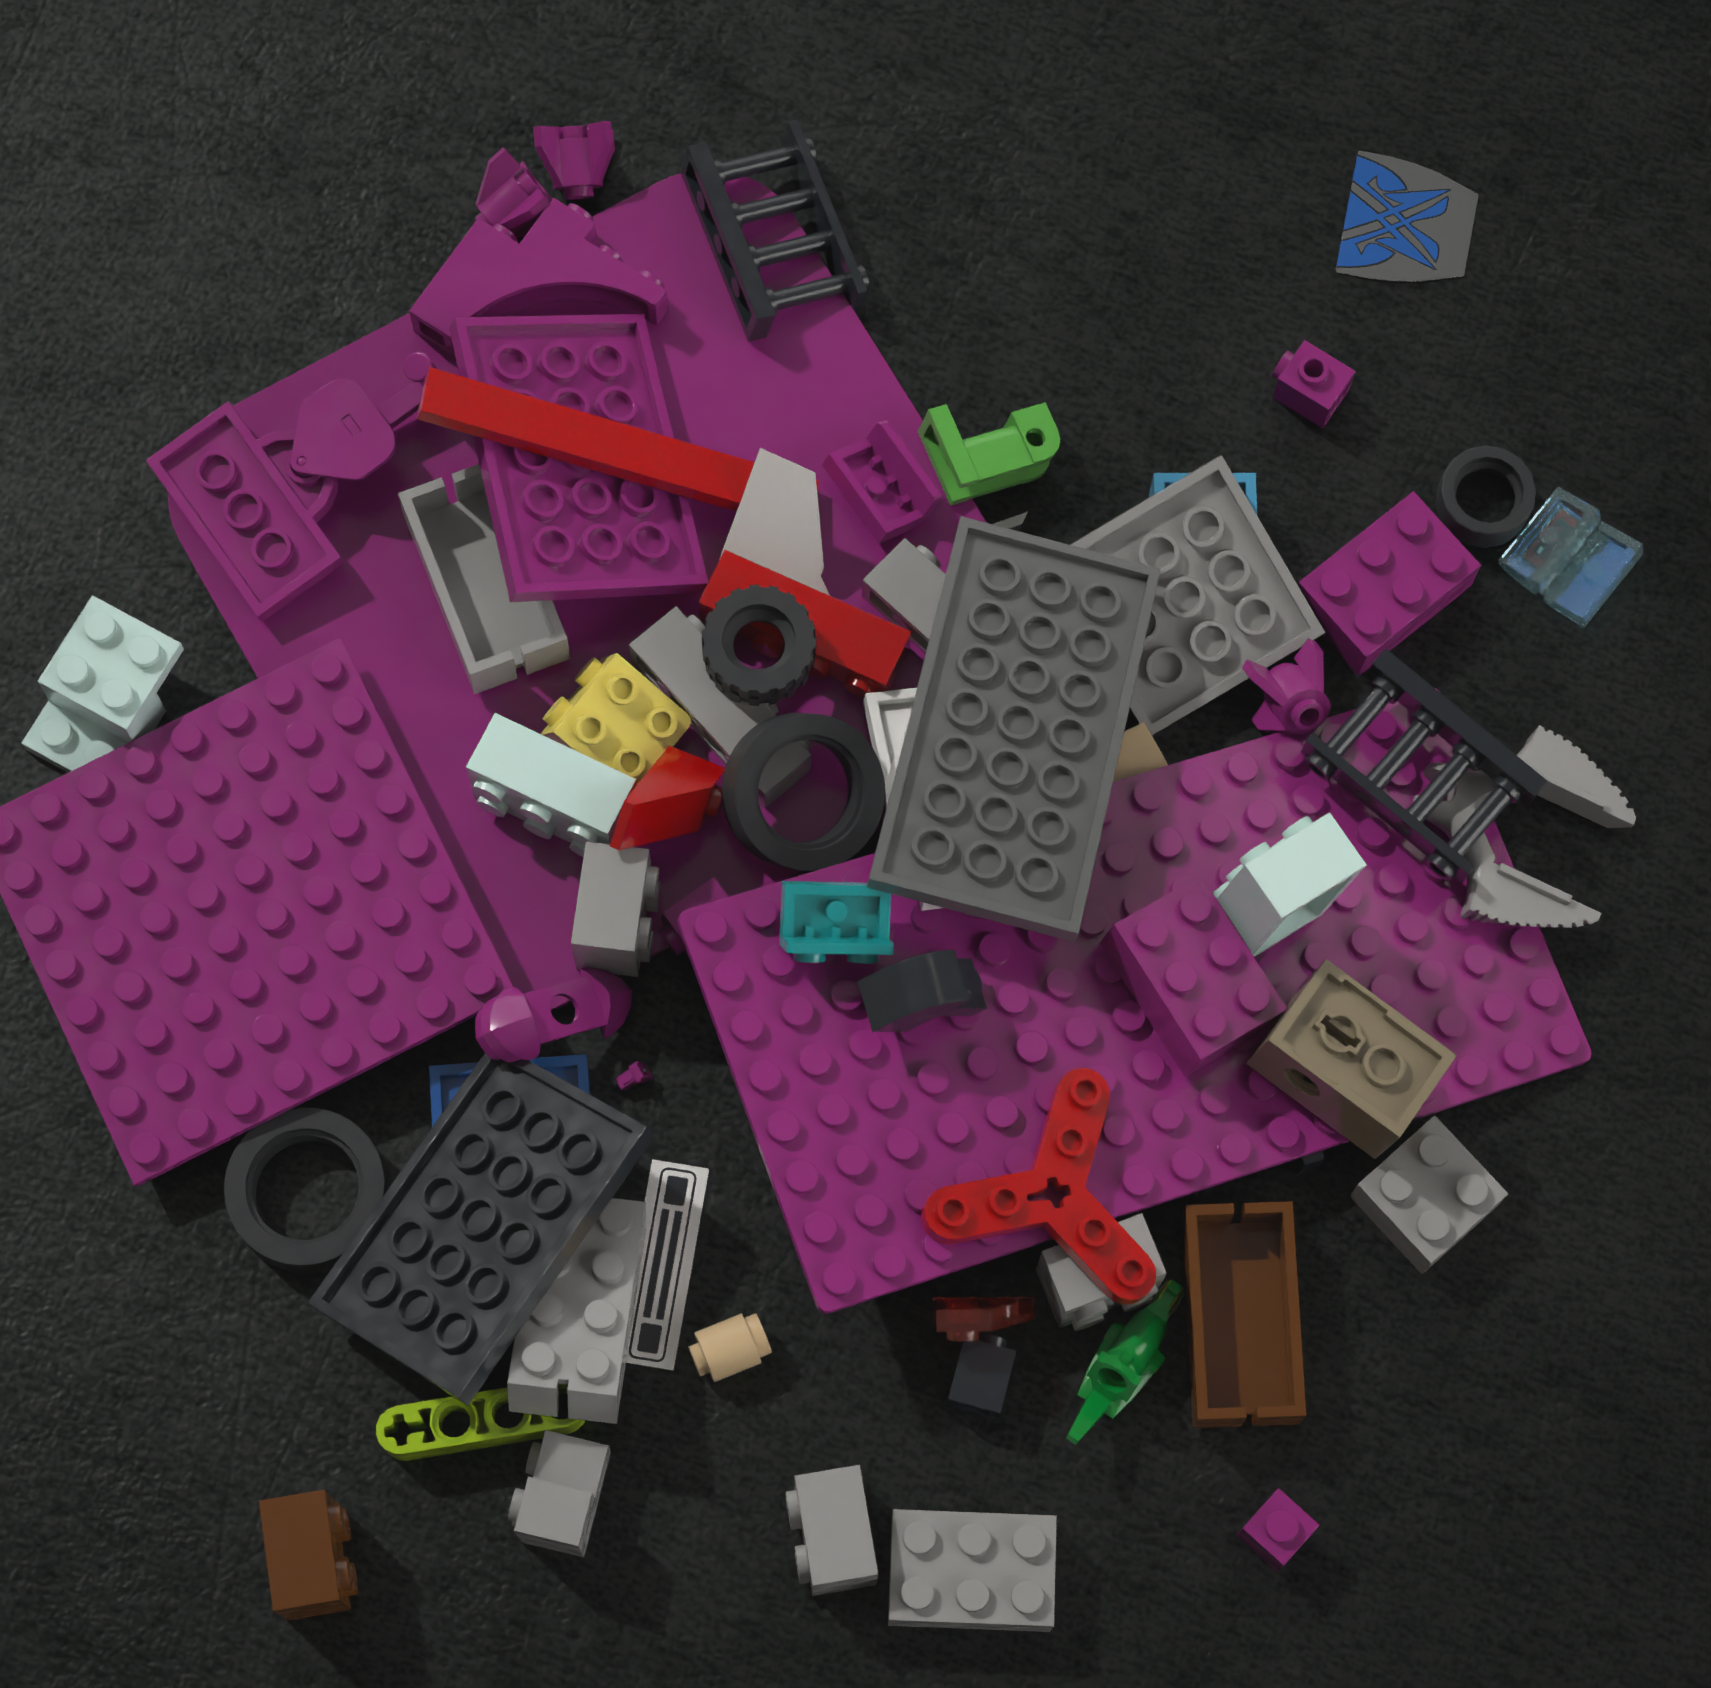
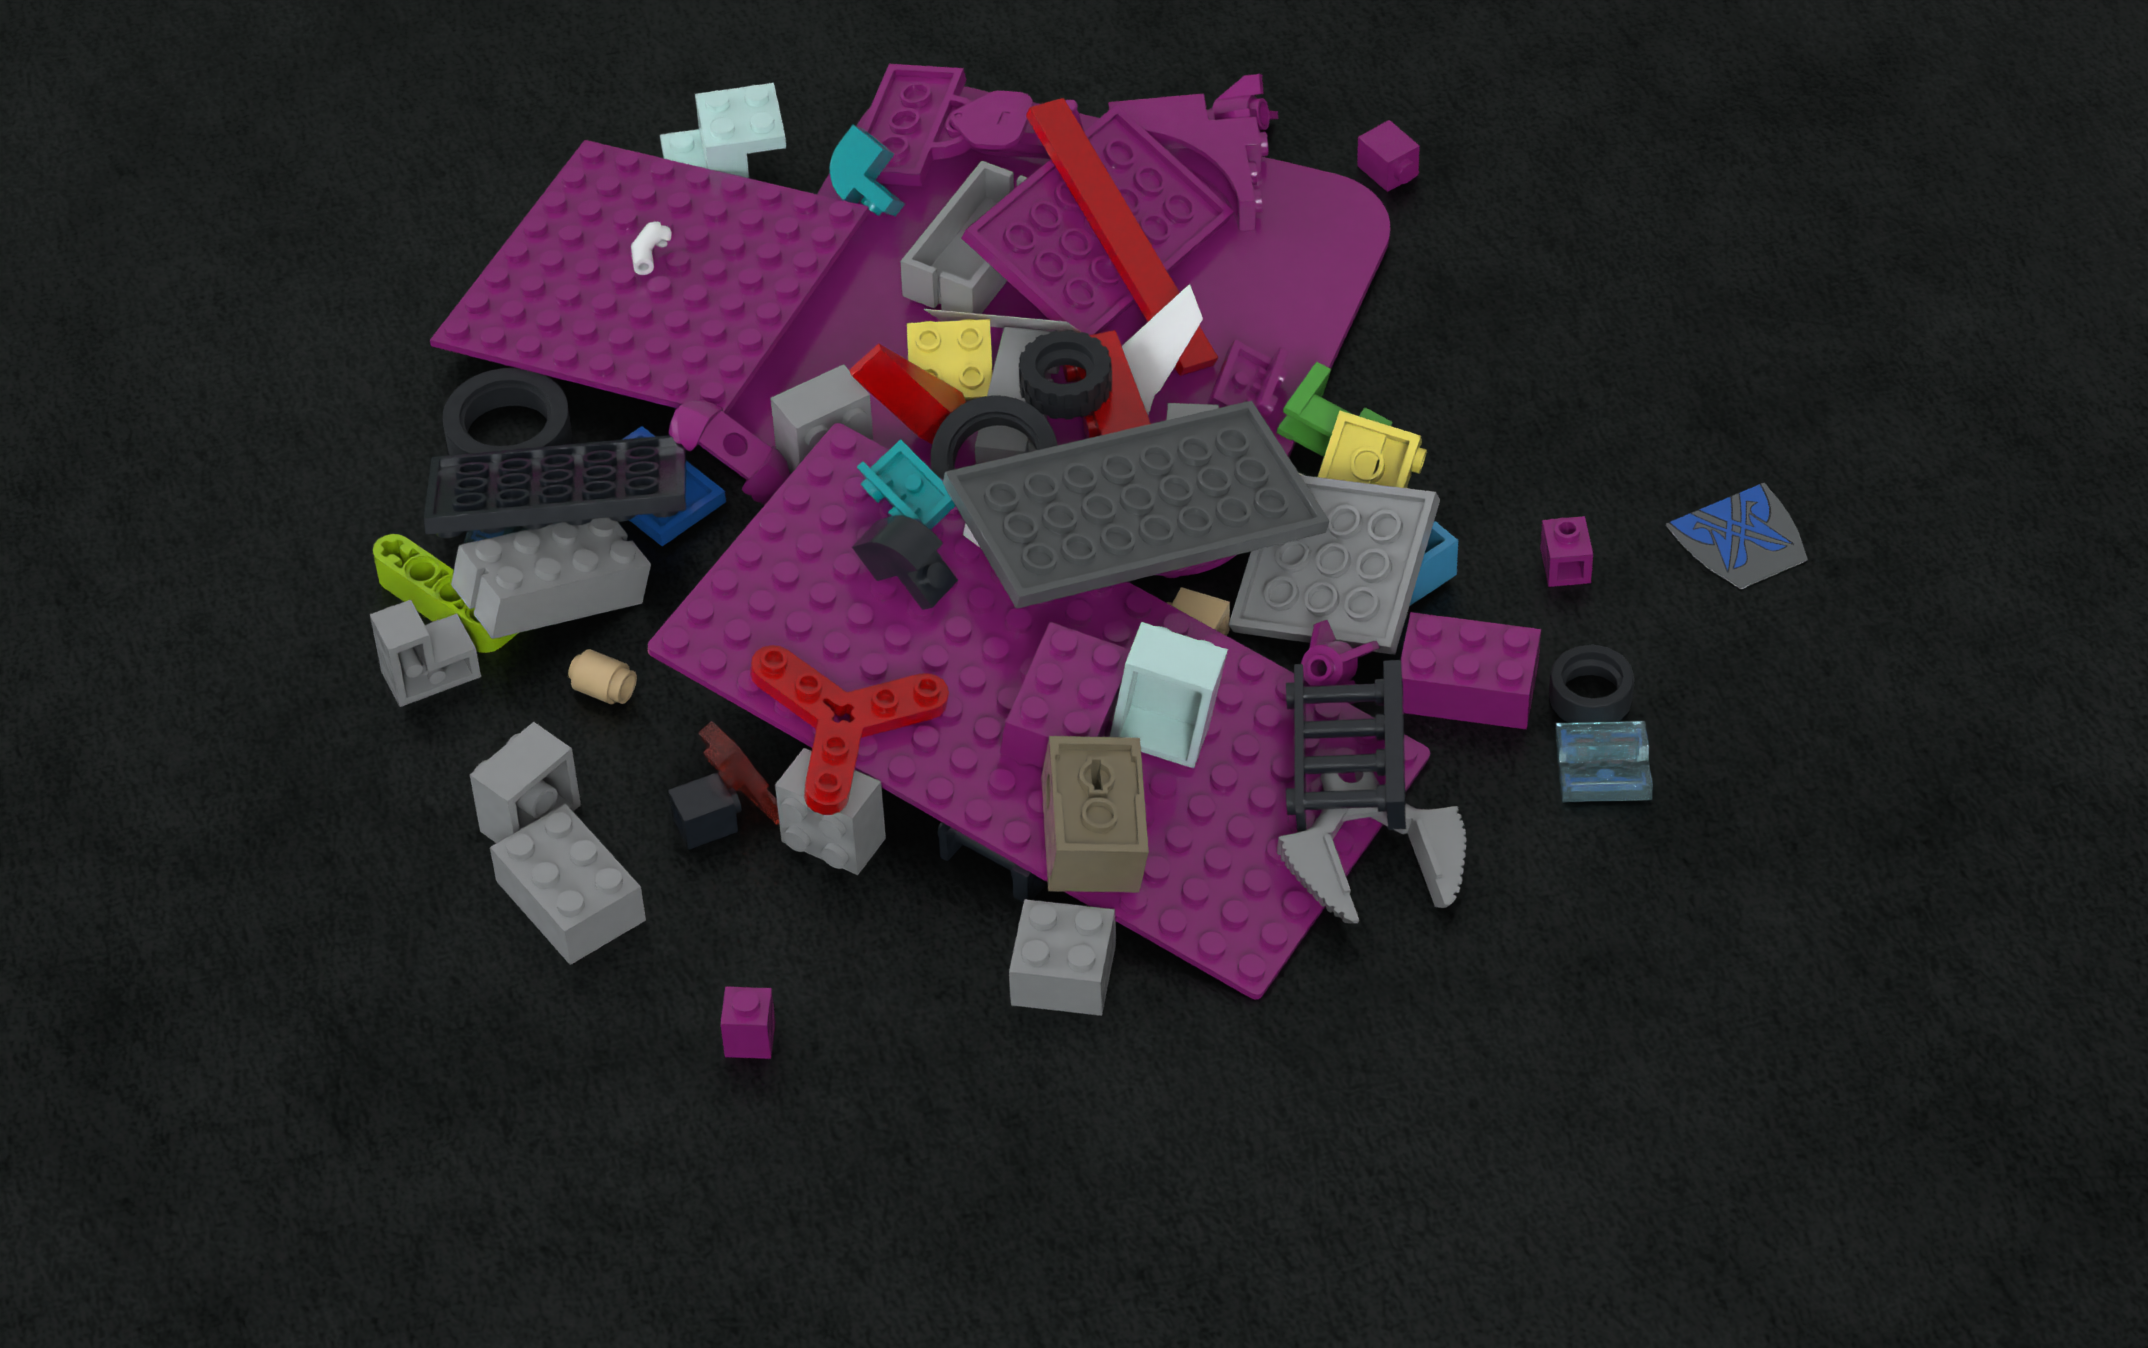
camera: 55 degrees right, 25 degrees down
(210, 891) = (642, 247): none -> white arm
(287, 613) = (854, 172): none -> teal brick
(306, 1554) = (270, 555): reddish brown brick -> none
(546, 785) = (863, 320): light aqua piece -> none
(576, 156) = (1302, 124): magenta brick -> none
(621, 639) = (1005, 321): none -> white sticker
(636, 1074) = (734, 528): magenta piece -> none
(672, 1226) = (620, 625): white sticker -> none
(684, 116) = (1388, 155): none -> magenta brick
(742, 262) = (1339, 205): black fence -> none
(1086, 467) = (1371, 453): none -> light yellow plate
(1125, 1360) = (790, 873): green animal -> none
(1243, 1315) = (876, 906): reddish brown piece -> none

